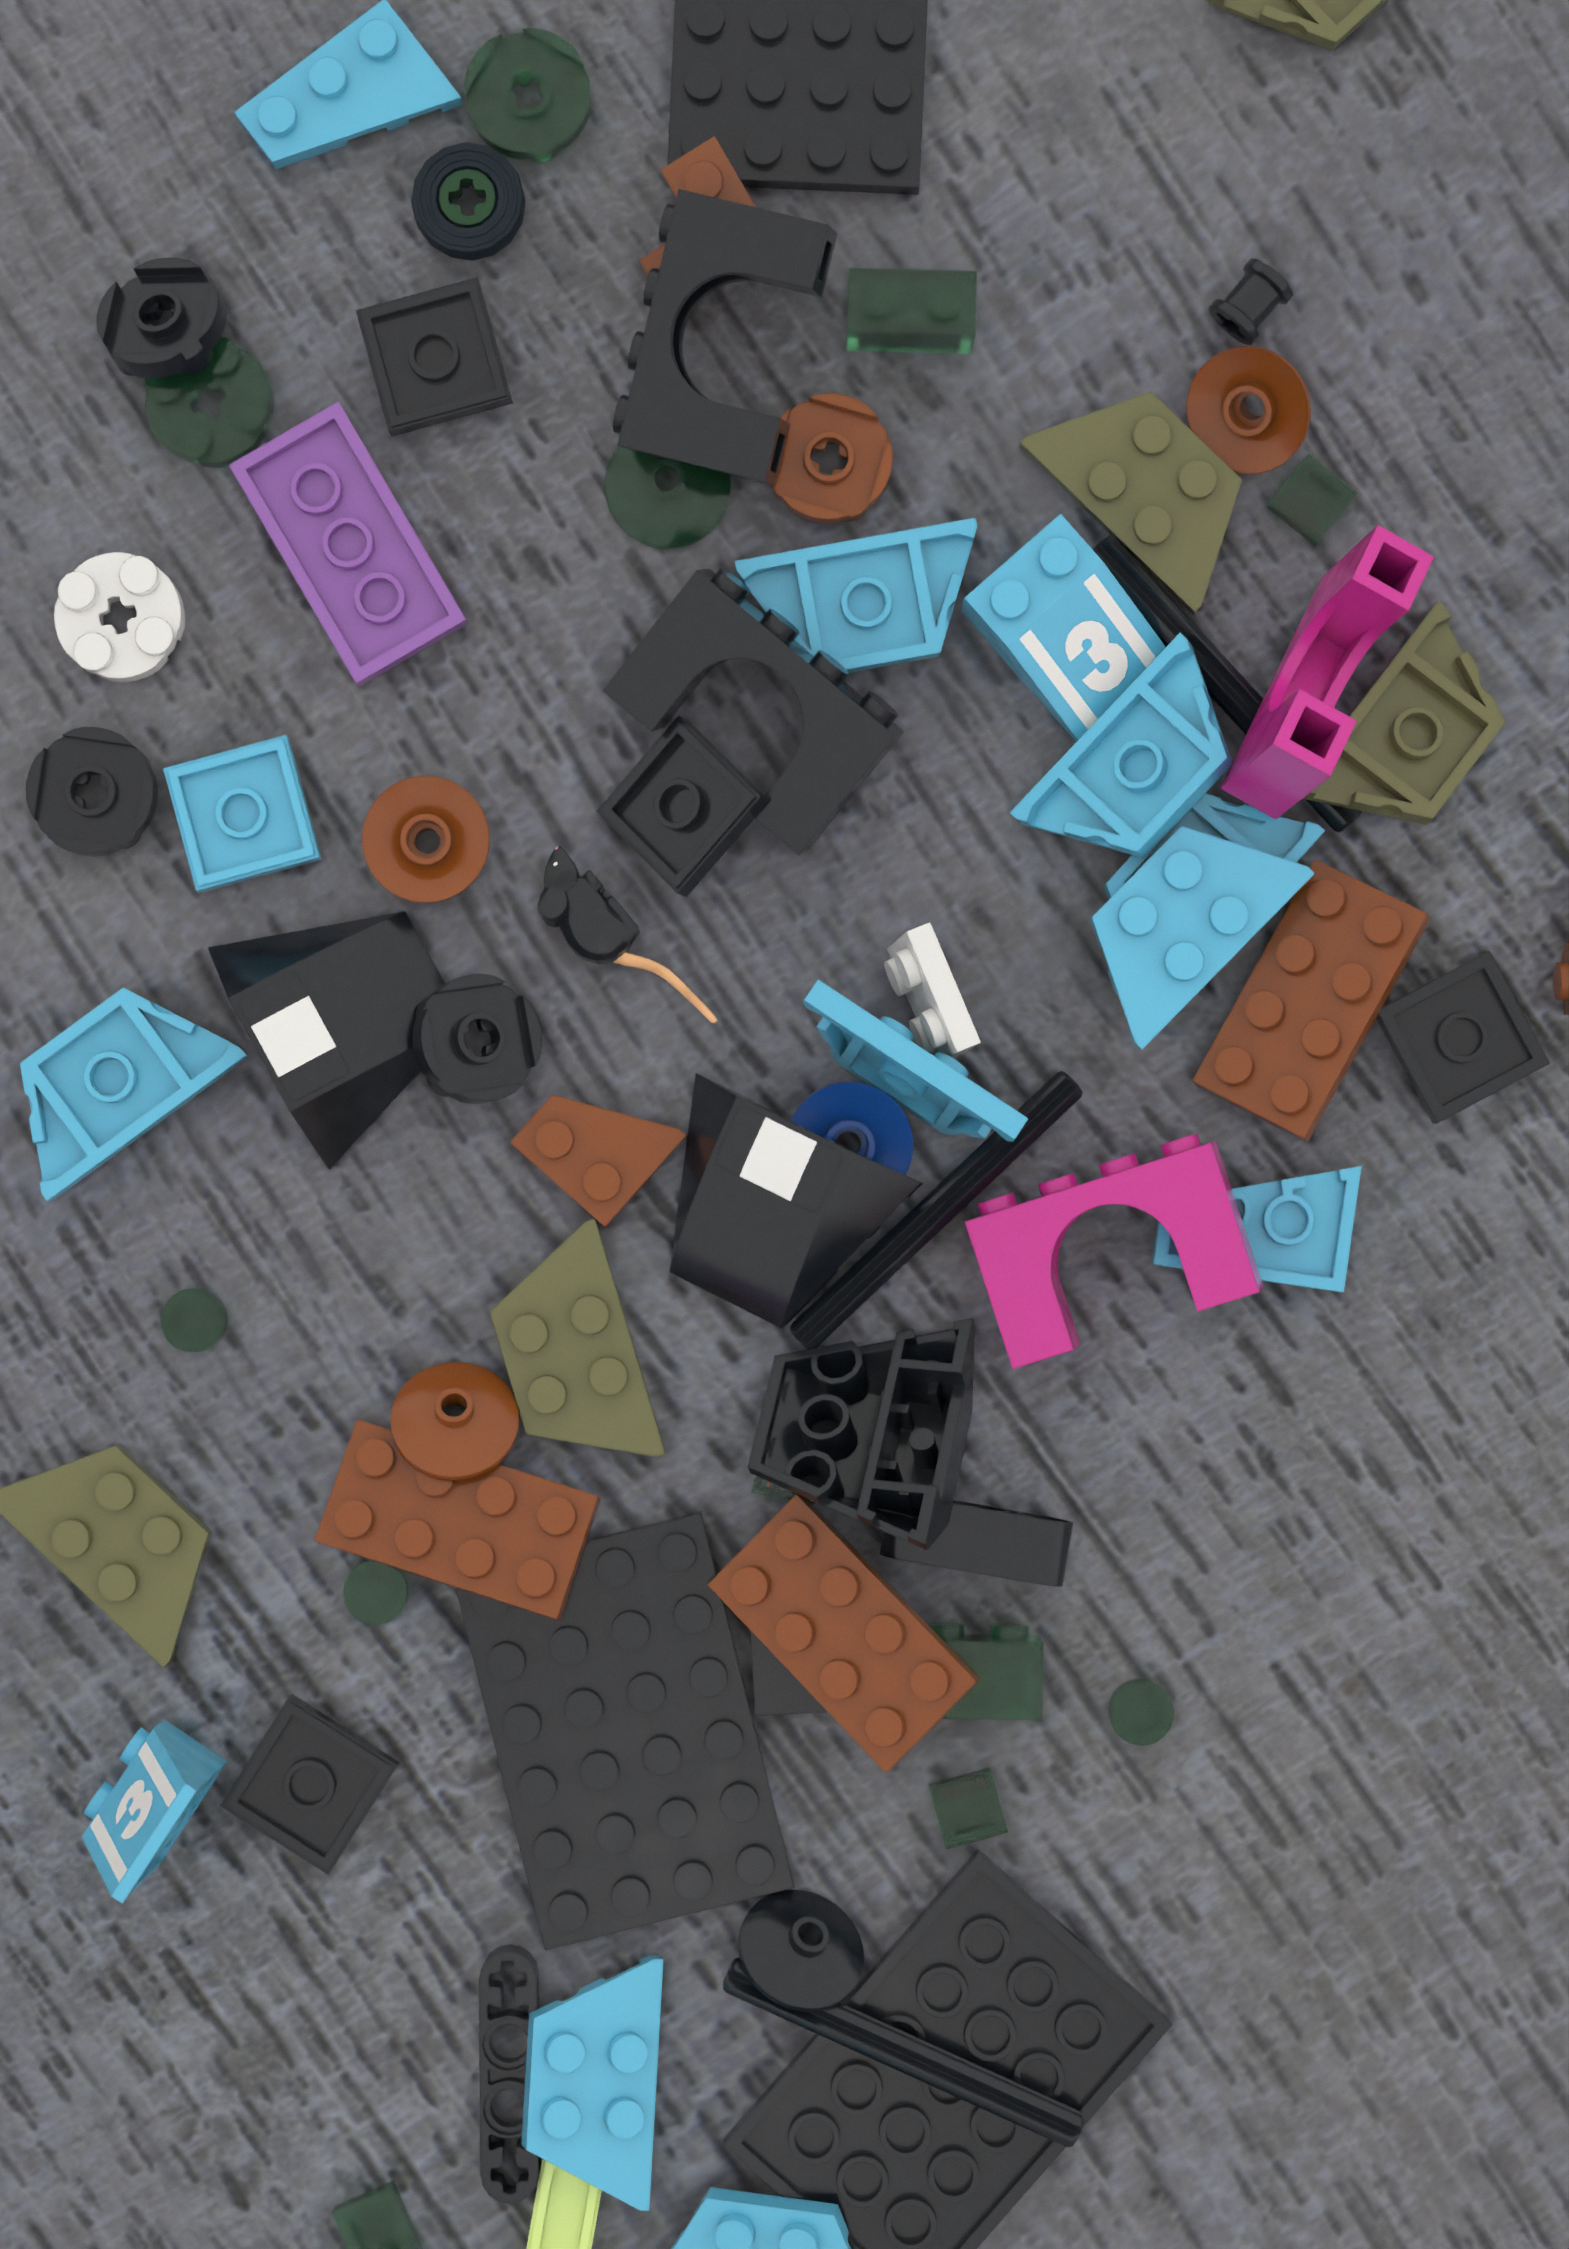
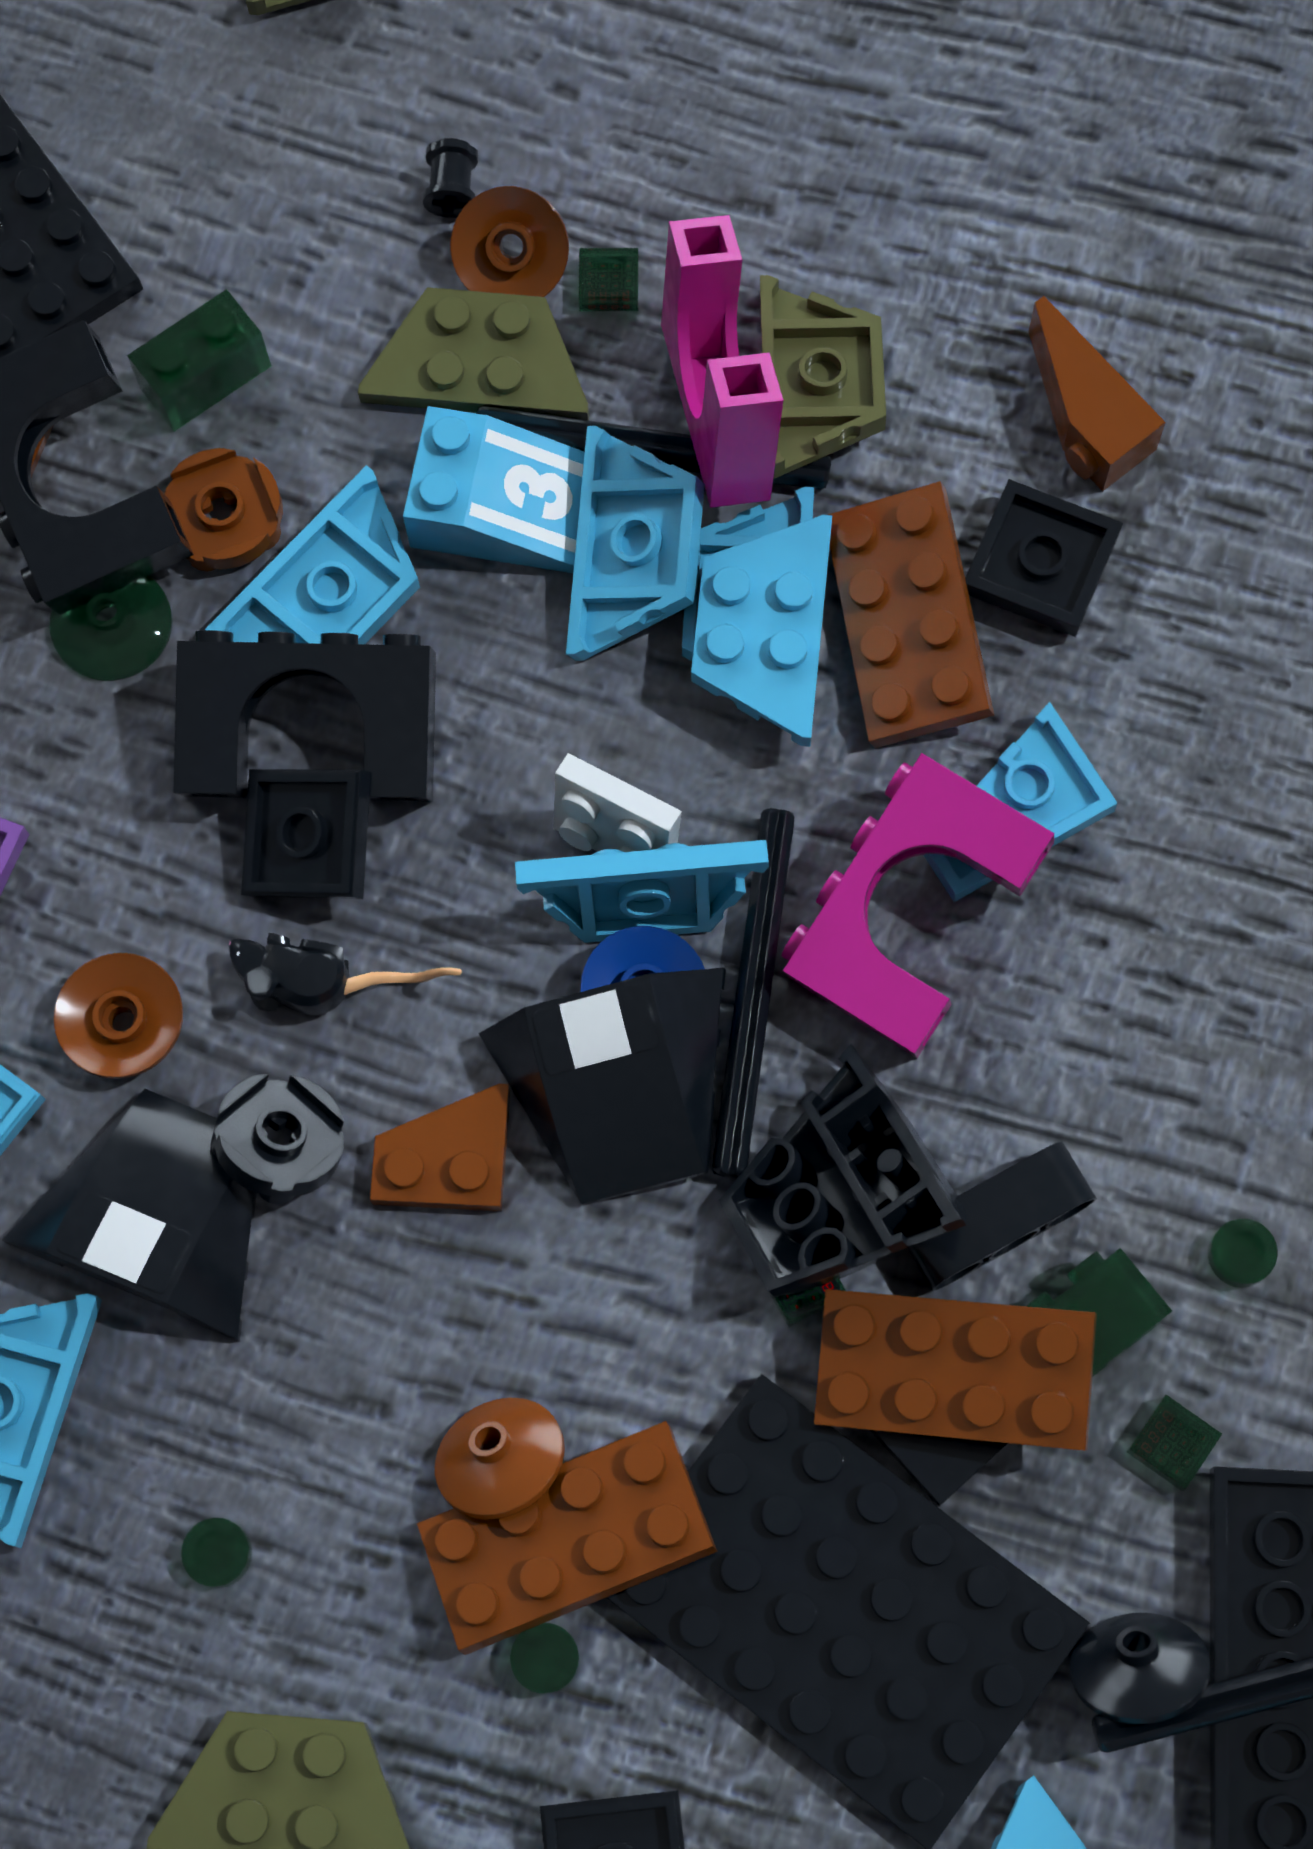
camera: 35 degrees left, 15 degrees down
(575, 1352) = (556, 1328): olive wing -> none

